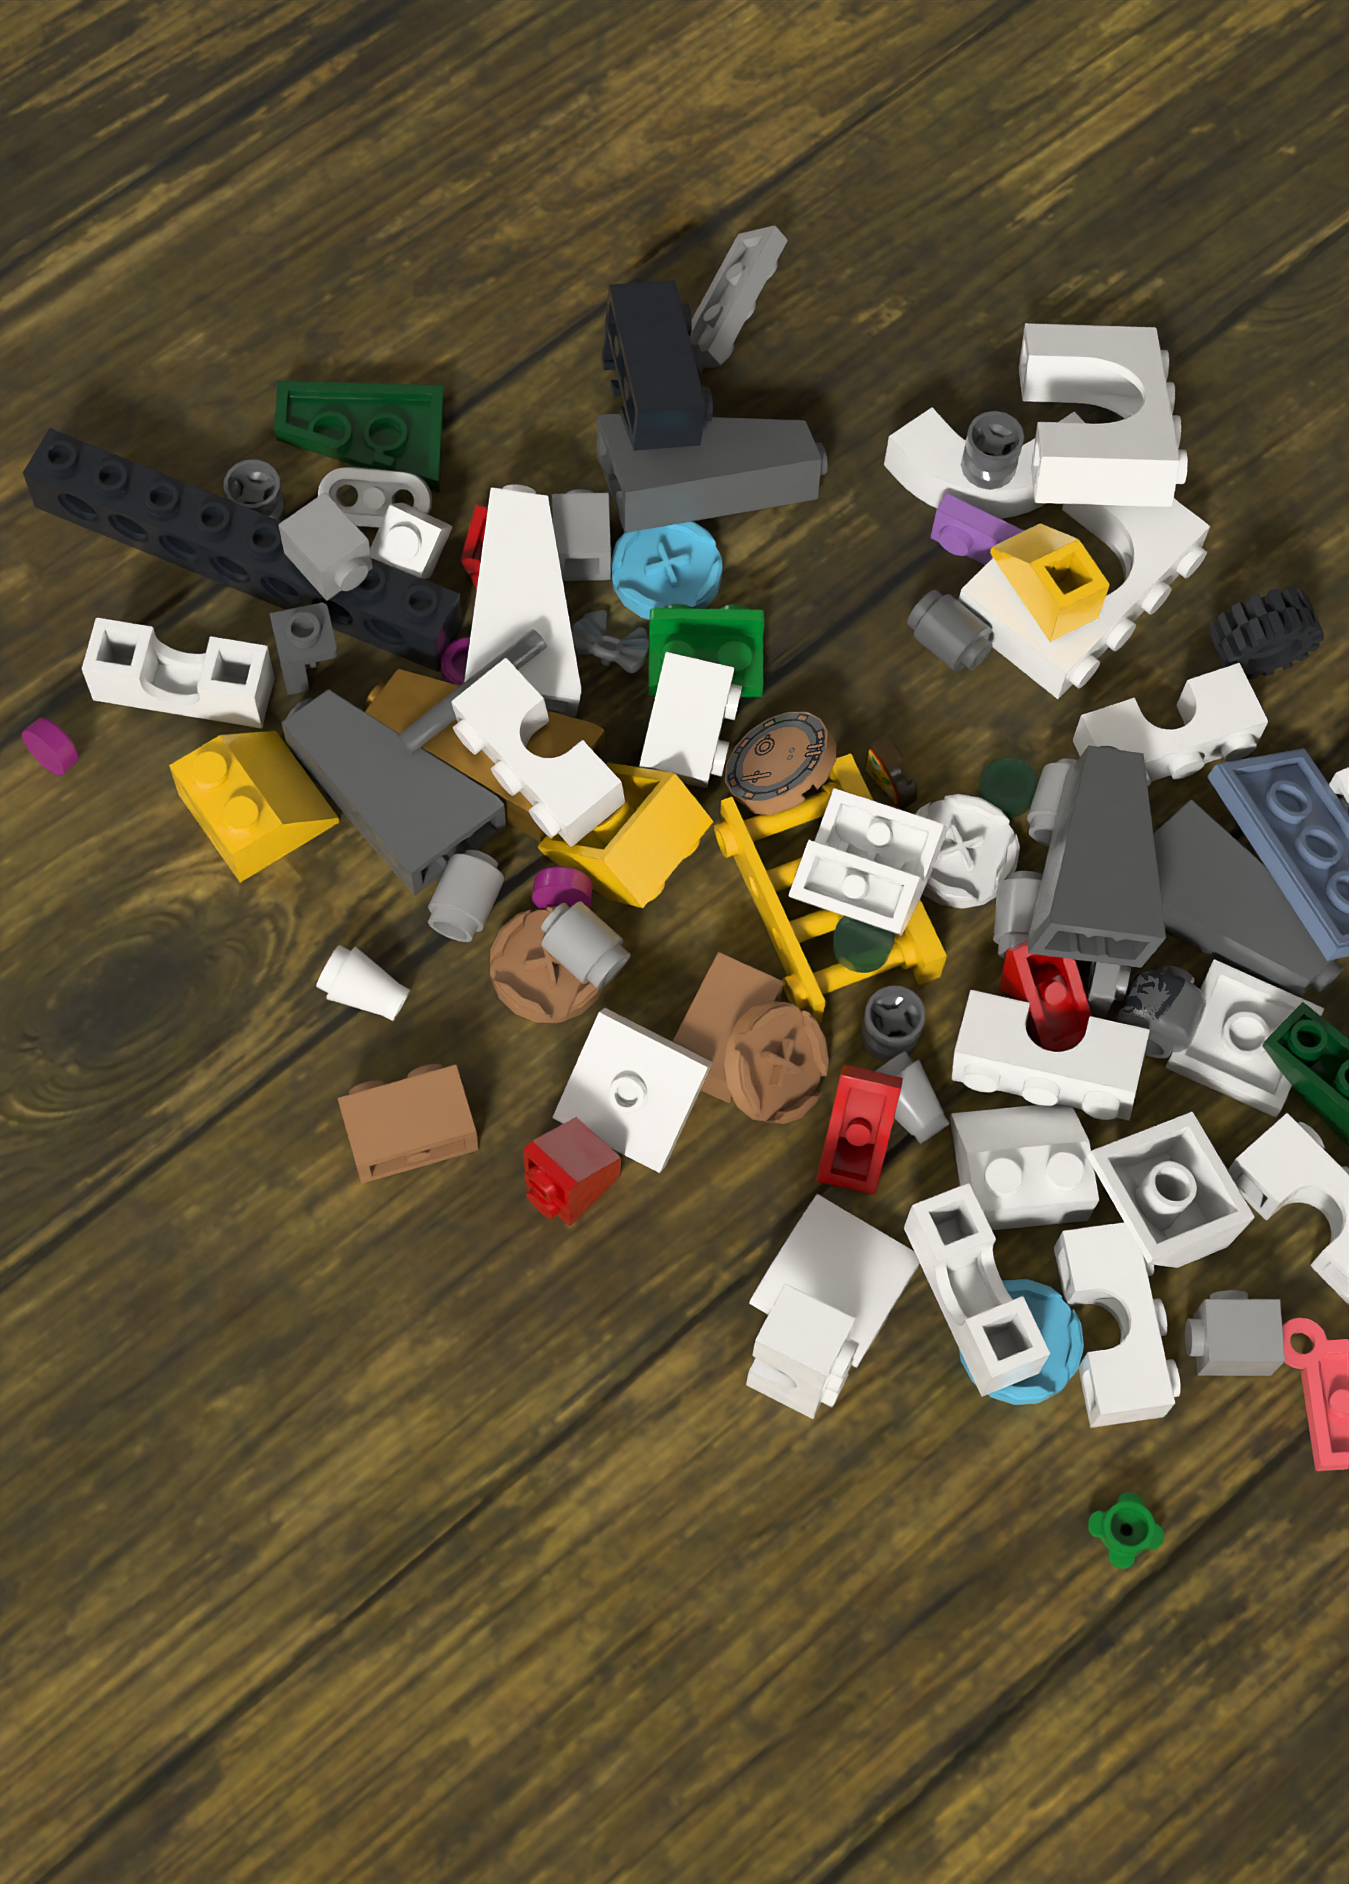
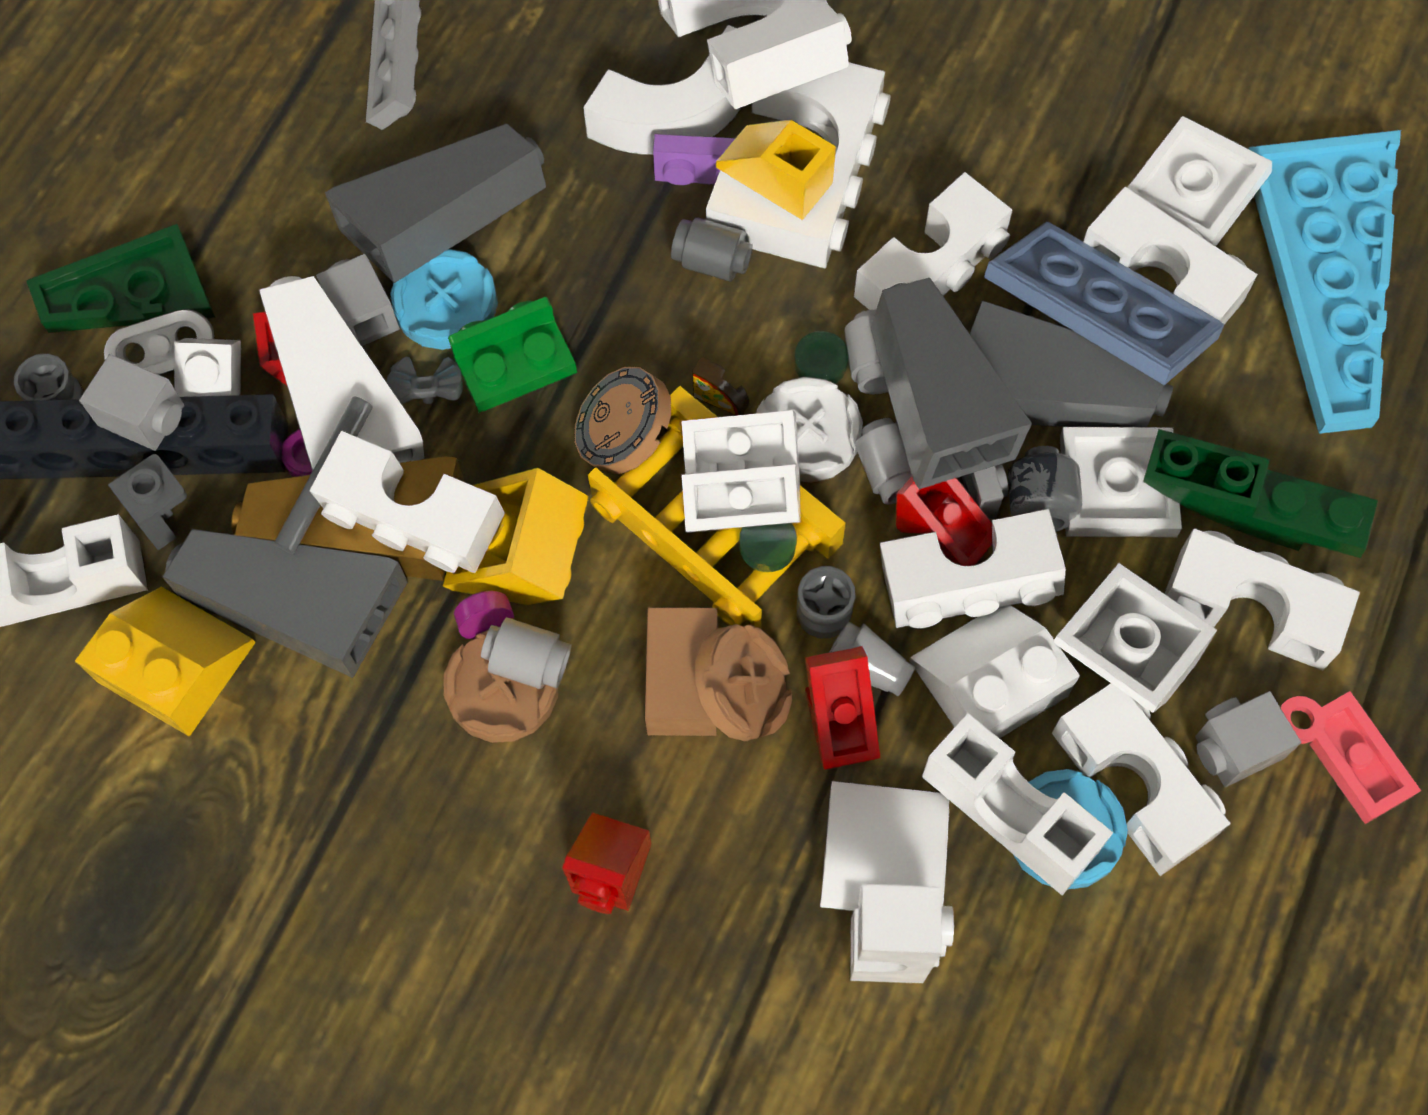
camera: 20 degrees left, 0 degrees up
(361, 983) = (339, 779): white cone -> none
(408, 1122) = (440, 885): medium nougat brick -> none
(465, 895) = (399, 657): light grey brick -> none
(633, 1089) = (629, 763): white plate -> none
(655, 365) = (356, 127): black wedge -> none
(689, 718) = (526, 416): white piece -> none
(992, 450) = (678, 81): dark grey wheel -> none
(1128, 1512) = (1255, 950): green plate -> none
(1267, 632) = (974, 137): black tyre -> none

